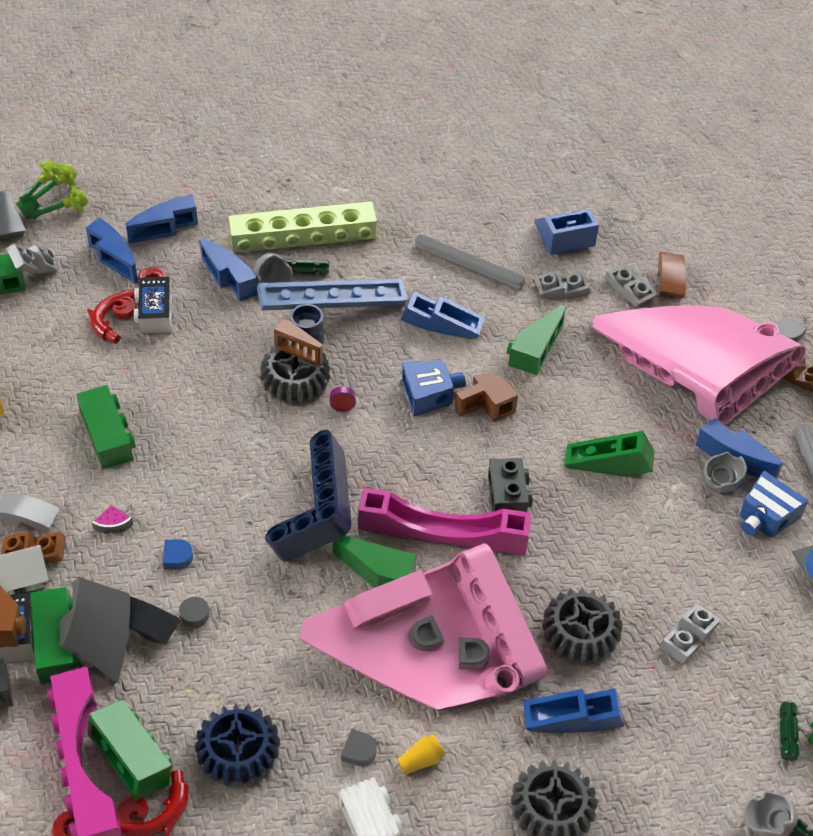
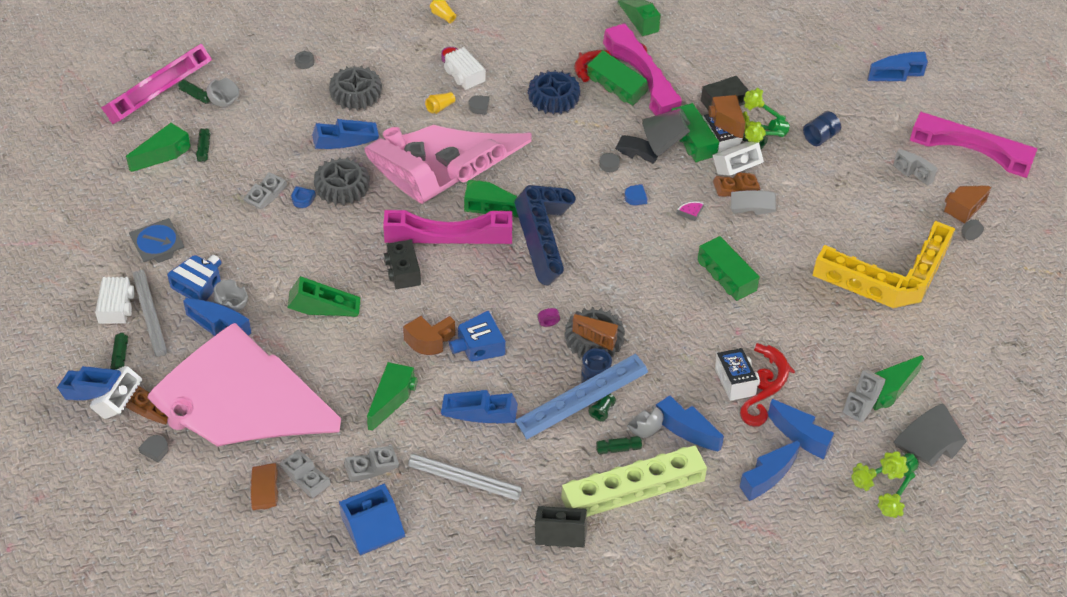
camera: 170 degrees right, 0 degrees up
(387, 194) = (561, 526): none -> pearl dark grey brick
(638, 619) = (302, 197): none -> blue tile

